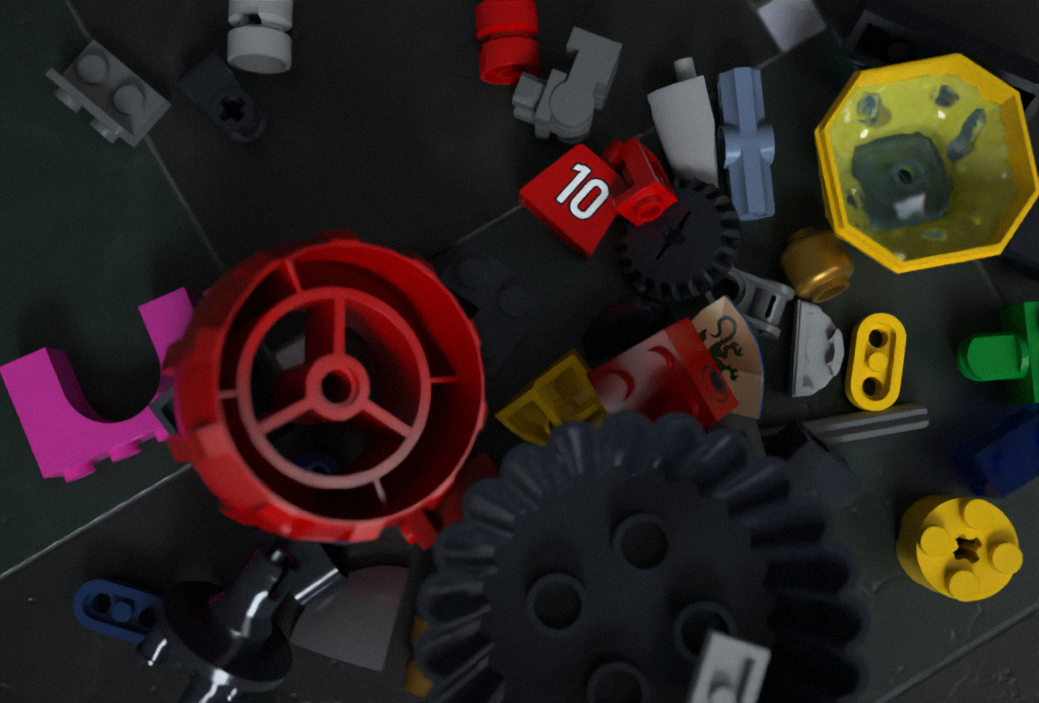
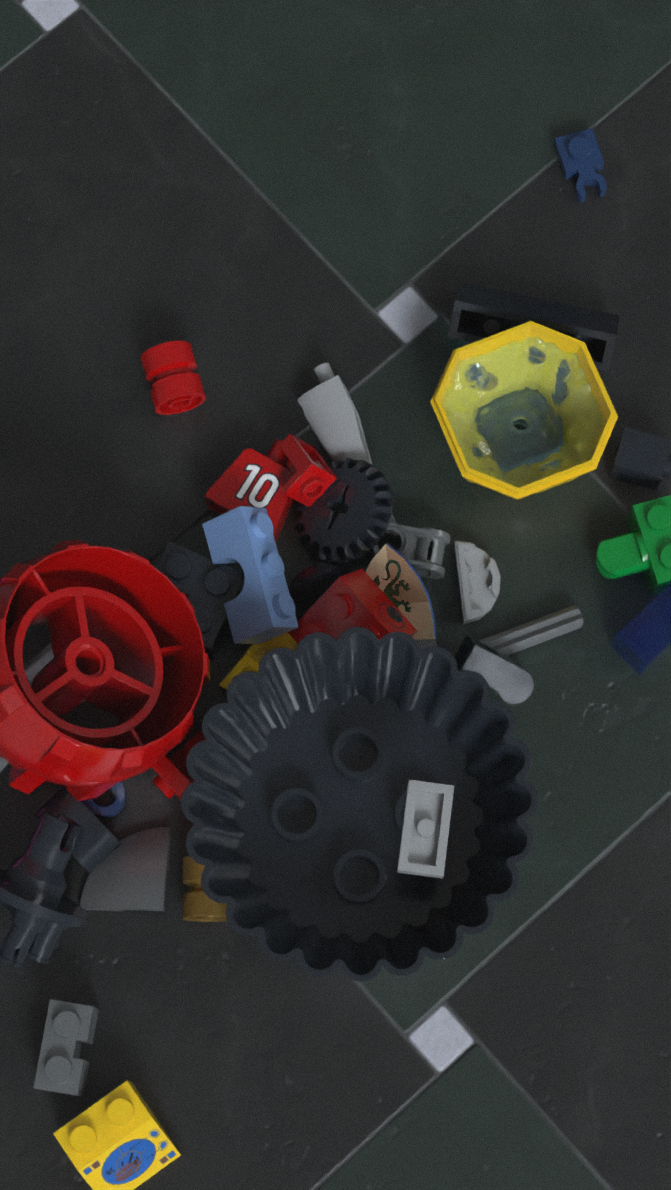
camera: 10 degrees left, 10 degrees down
(566, 105) = (230, 419): dark grey hips -> none
(567, 338) = (264, 604): none -> medium blue arch
(745, 143) = (386, 424): sand blue piece -> none
(816, 264) = (463, 510): pearl gold head -> none
(880, 364) = (529, 581): yellow plate -> none
(984, 553) = (620, 691): yellow brick -> none

